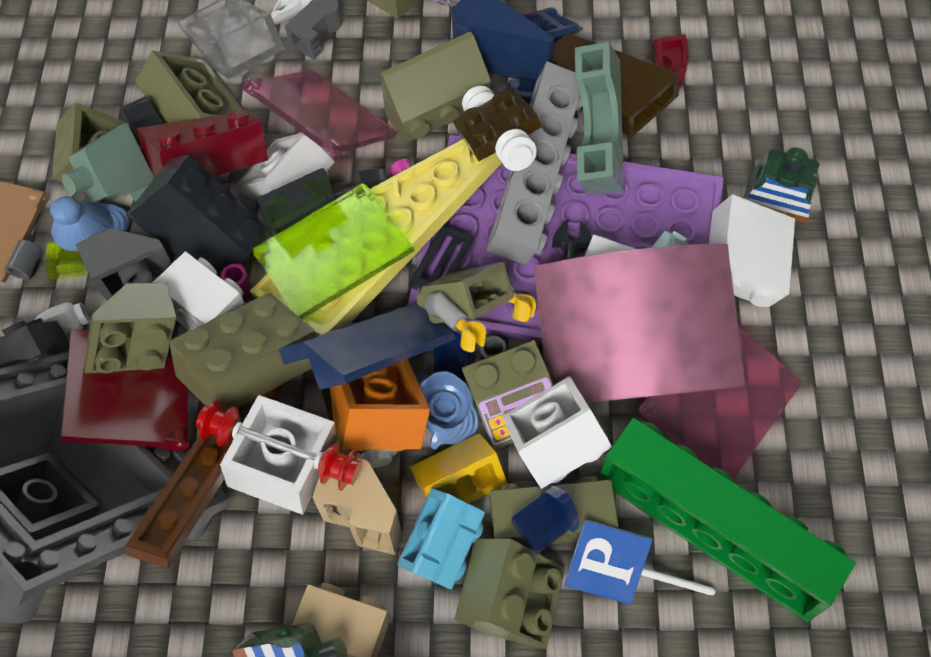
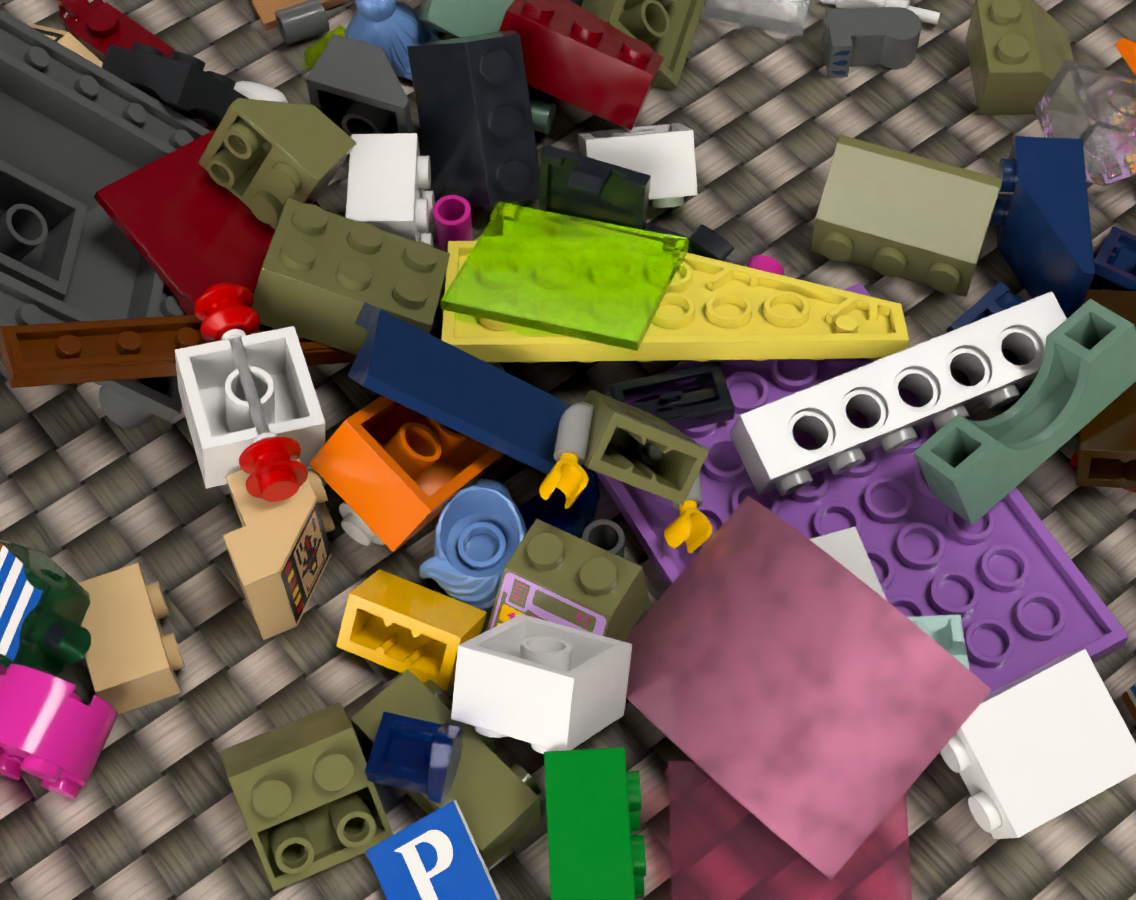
camera: 50 degrees right, 5 degrees down
(320, 111) = (747, 129): clear pink piece -> none
(442, 539) = (305, 664): medium azure brick -> none
(498, 126) = (897, 306): dark brown plate -> none
(563, 241) = (829, 505): black bar -> none

